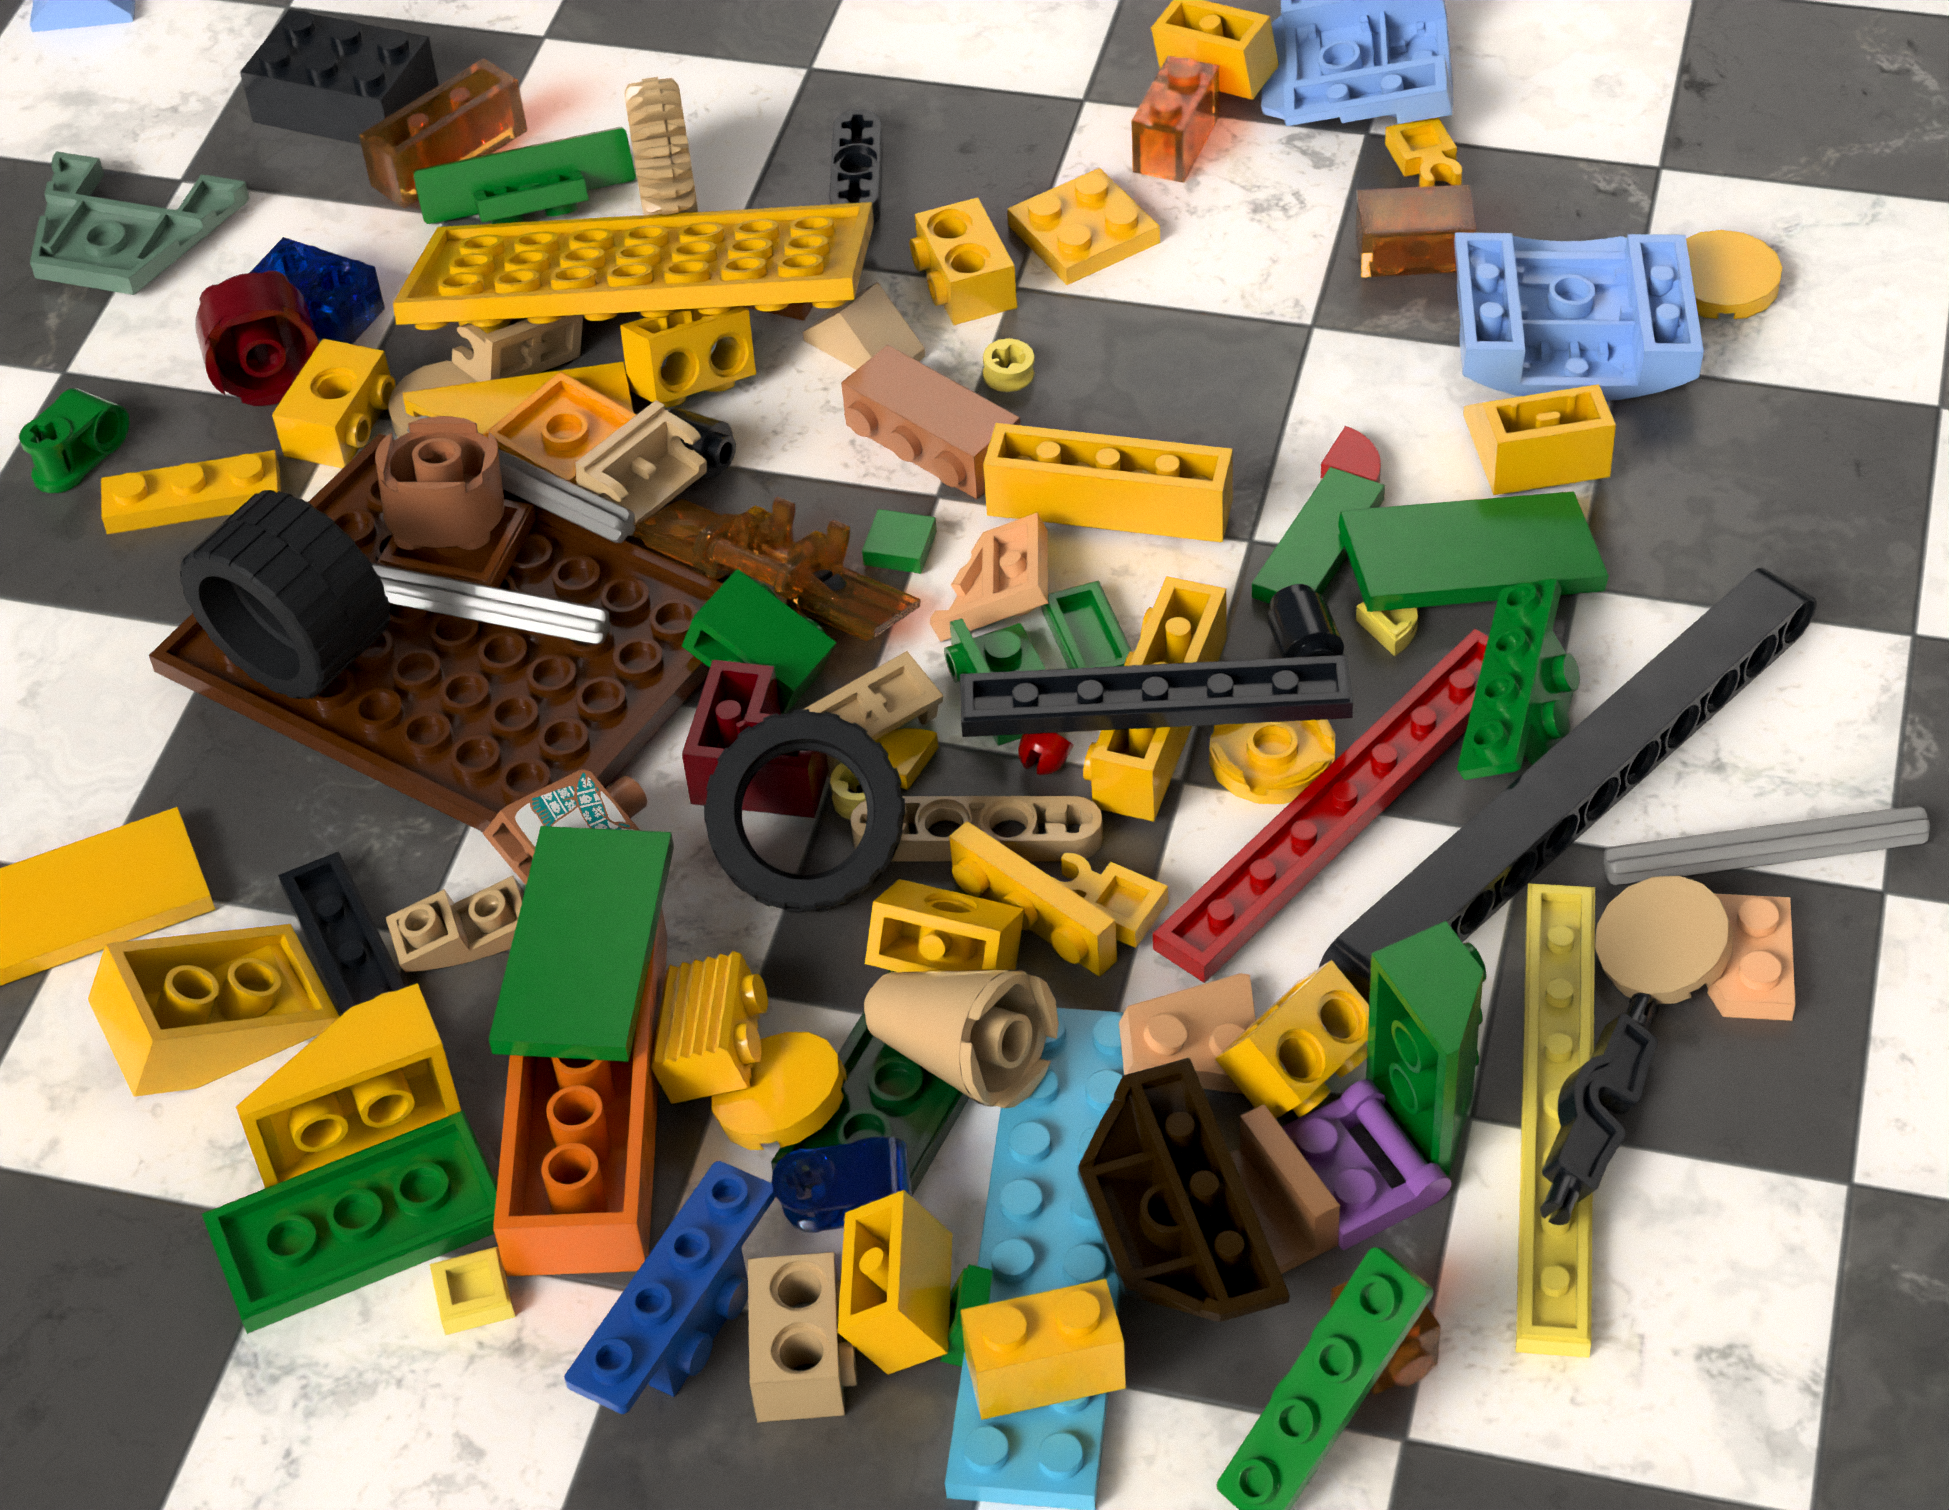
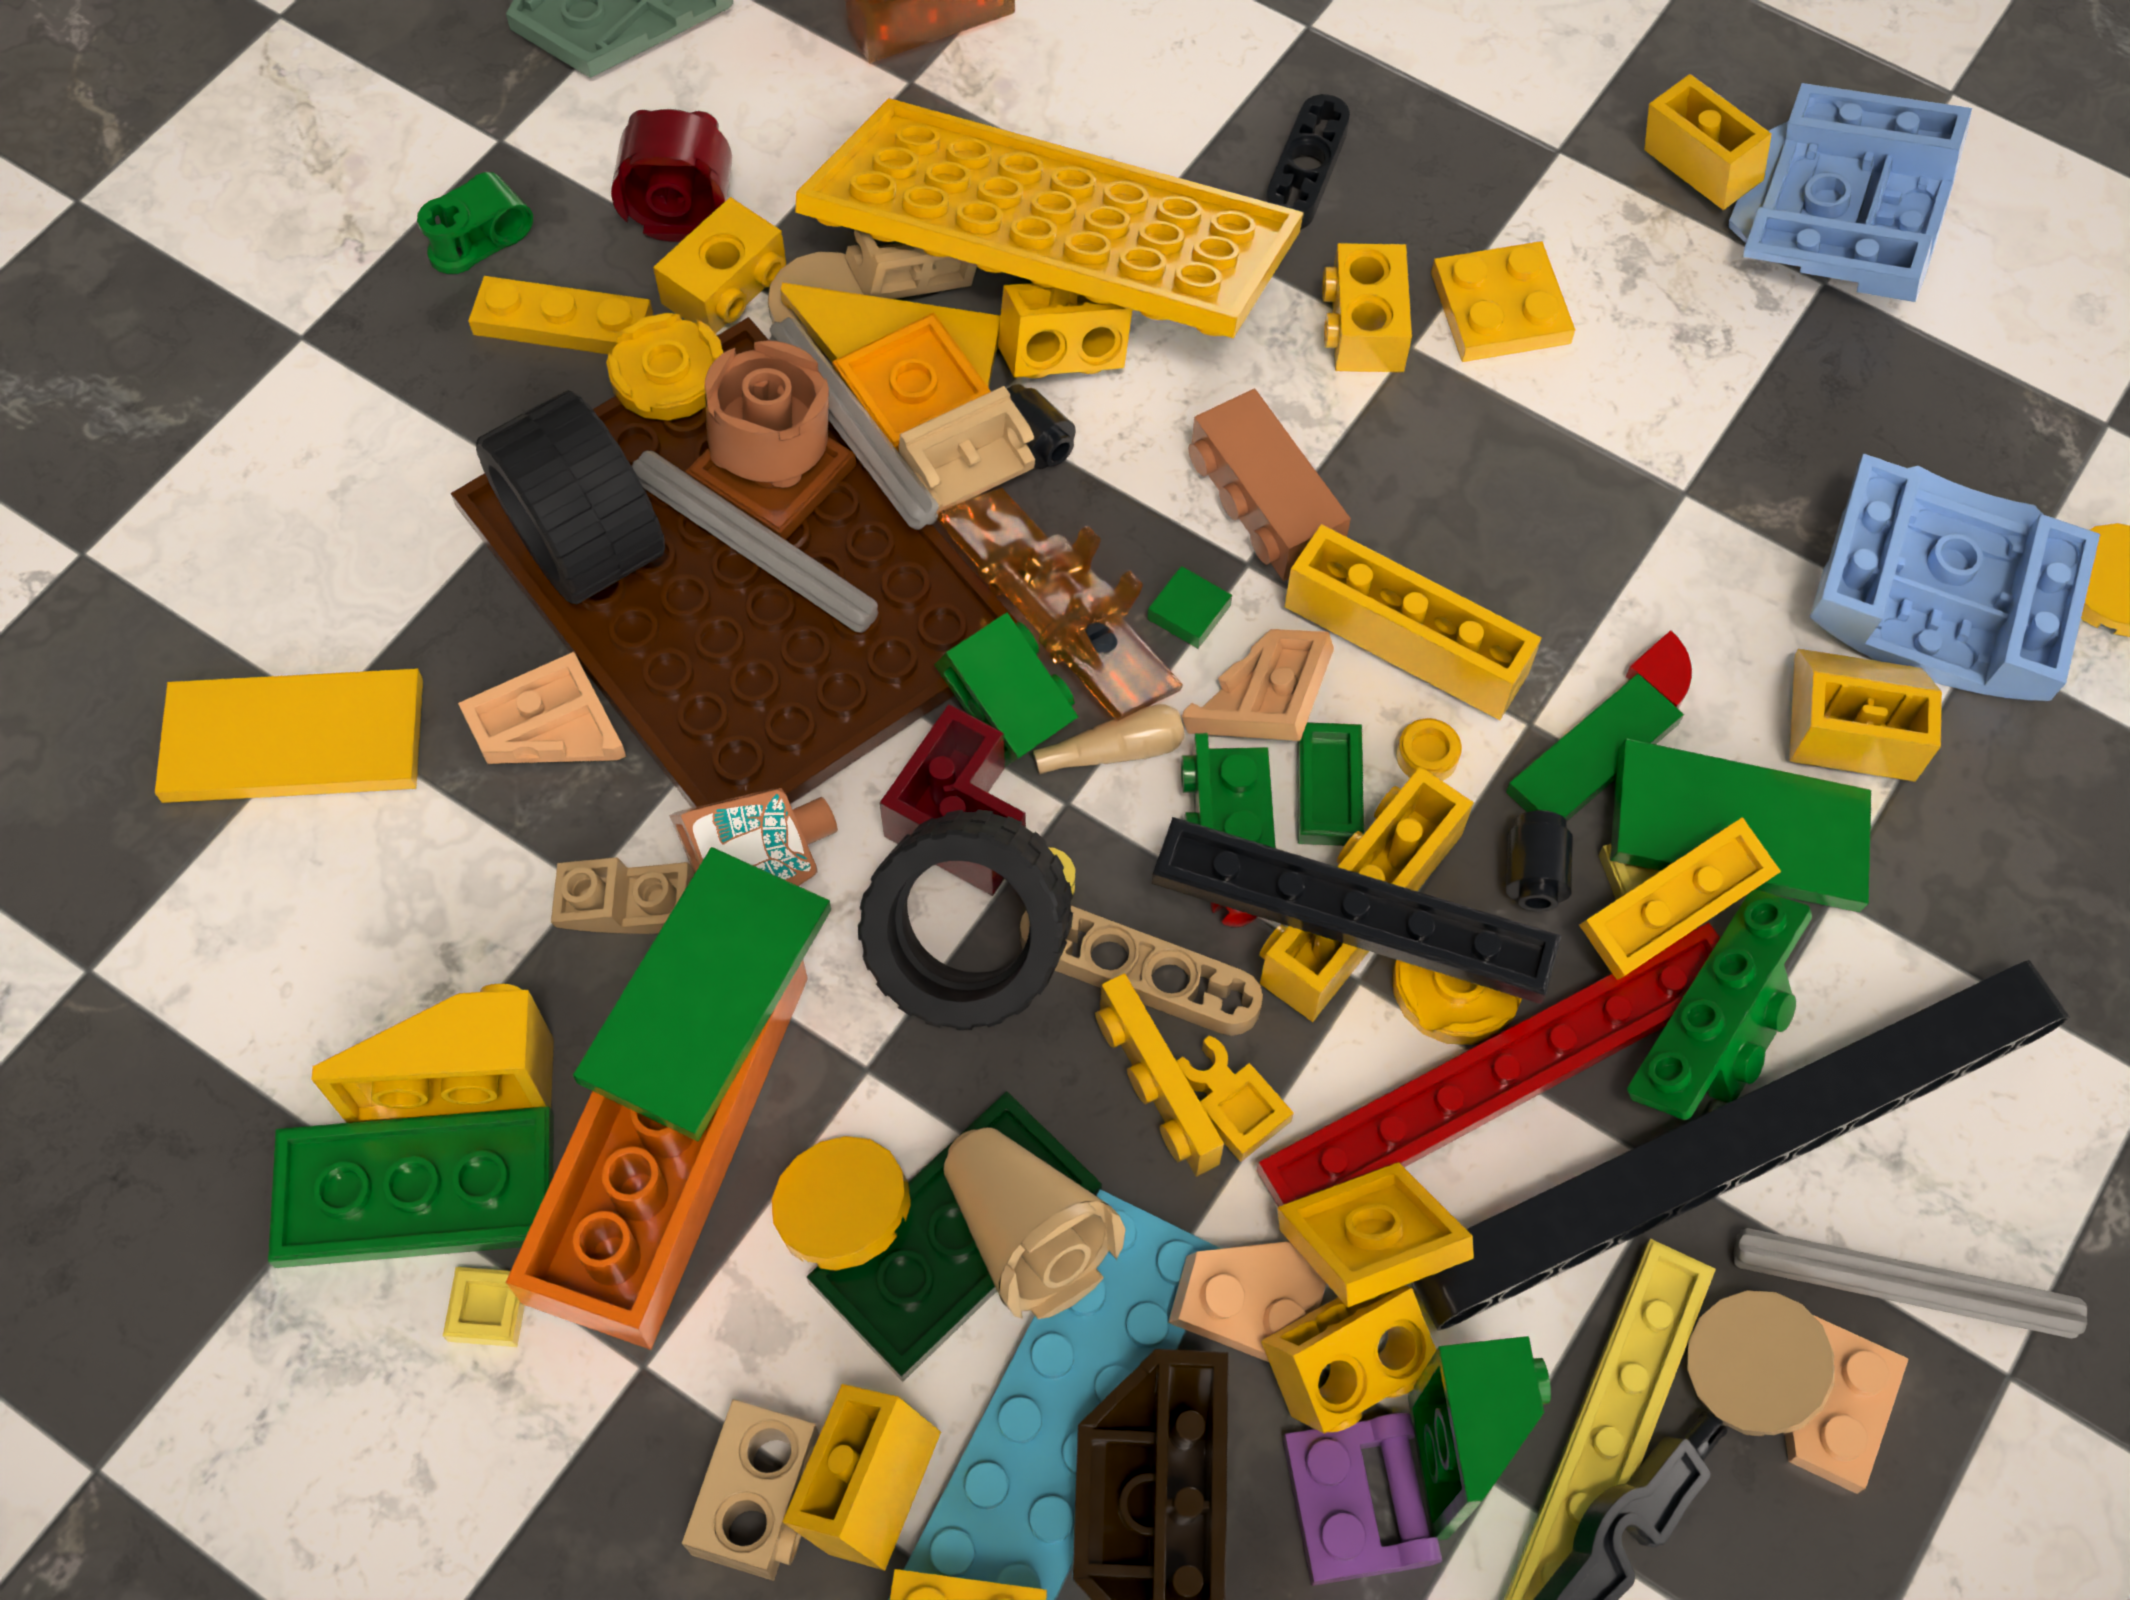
camera: 15 degrees right, 15 degrees up
(205, 1004) = (364, 902): yellow slope -> none
(319, 808) = (543, 718): none -> light nougat wing
(333, 481) = (663, 366): none -> yellow tile
(339, 291) = (765, 141): clear blue brick -> none
(340, 931) = (516, 885): black tile -> none
(525, 179) = (989, 72): green bracket -> none
(660, 147) = (1121, 87): tan gear -> none
(677, 1297) = (652, 1410): blue bracket -> none
(708, 1028) = (797, 1113): yellow brick -> none
(844, 1177) = (866, 1349): clear blue piece -> none
(863, 328) = (1248, 360): tan slope -> none
(883, 699) = (1087, 802): tan hinge -> none
(909, 751) = (1097, 853): yellow tile -> none
(910, 634) = (1136, 737): none -> tan piece
(941, 930) = (1057, 1092): yellow brick -> none
(969, 1291) = (921, 1531): green tile -> none
(999, 355) = (1365, 425): light yellow bush -> none
(1154, 573) = (1429, 745): none -> yellow tile
(1175, 119) = (1637, 210): clear orange brick -> none
(1281, 938) = (1374, 1234): none -> yellow plate
(1285, 1192) = (1265, 1510): medium nougat panel -> none
(1411, 229) = (1826, 422): clear orange brick -> none
(1425, 150) = (1874, 330): yellow plate -> none
(1439, 611) = (1679, 898): none -> yellow plate

